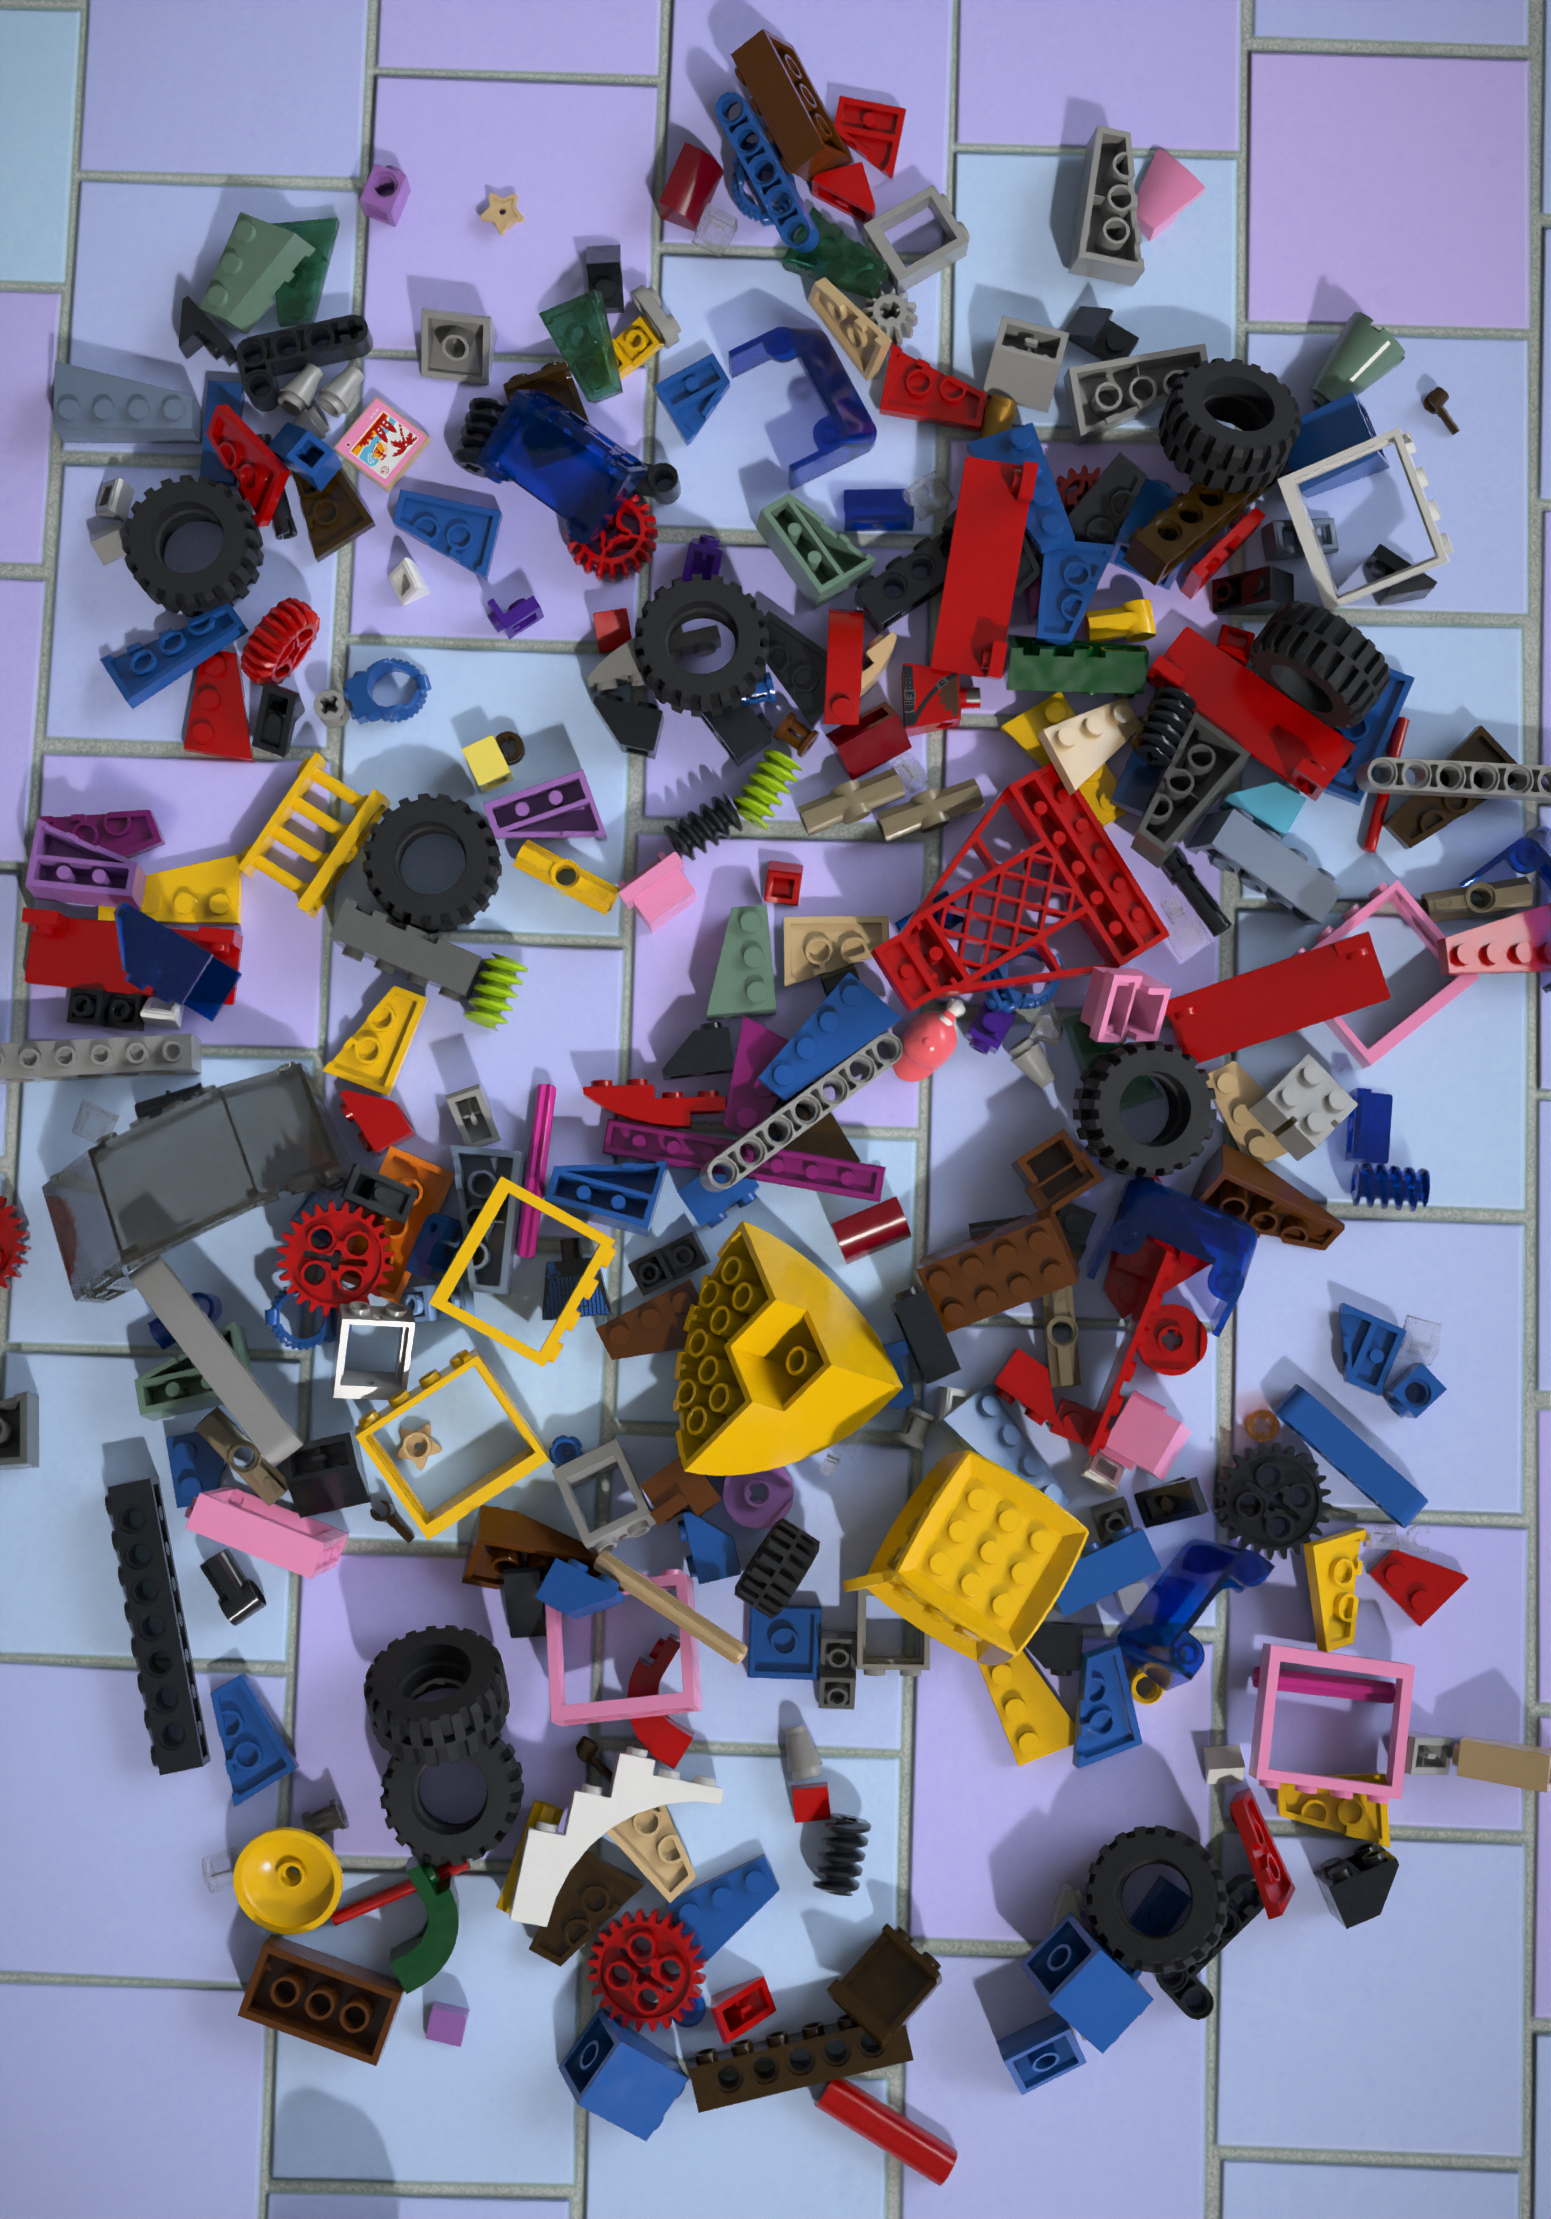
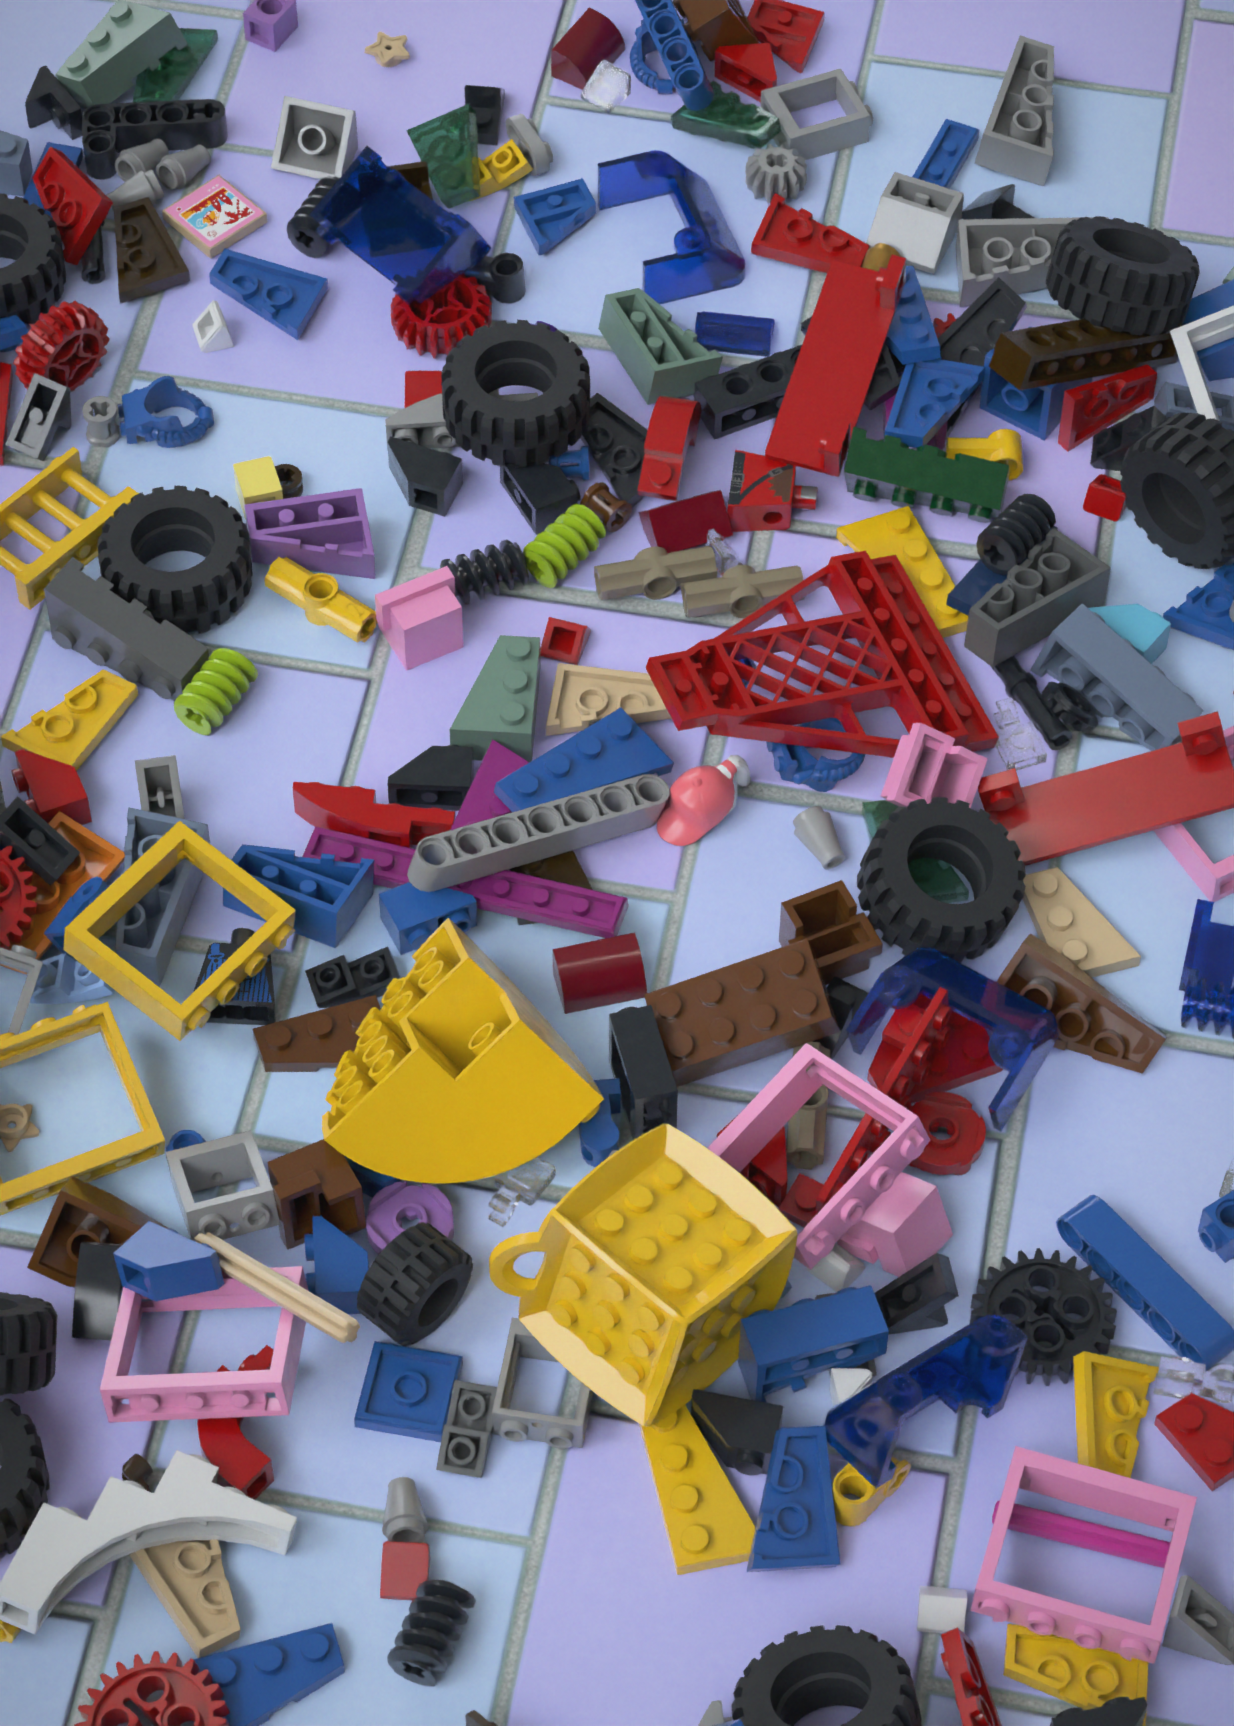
camera: 10 degrees right, 30 degrees down
(306, 455) = (137, 200): blue slope -> none
(518, 618) = (322, 369): dark purple bracket -> none
(536, 1168) = (211, 892): dark pink axle -> none
(584, 1903) = (85, 1643): dark brown wing -> none
(851, 328) = (734, 174): tan wing -> none
(877, 658) = (711, 452): tan slope -> none
(927, 495) = (787, 323): clear slope -> none
(988, 1029) = (774, 802): dark purple bracket -> none
(1029, 1393) = (779, 1103): none -> bright pink window
(1038, 273) = (947, 153): none -> blue tile
(1047, 1025) = (842, 798): clear slope -> none
(1088, 740) = (928, 545): tan wing -> none
(1165, 193) = (1085, 112): bright pink slope -> none
(1236, 903) = (1070, 706): none -> black gear
(1253, 713) = (1138, 555): red bracket -> none
(1260, 1436) = (1044, 1229): clear orange bush -> none
(1308, 1099) = (1144, 914): light grey piece -> none
(1367, 1348) = (1182, 1174): blue wing -> none

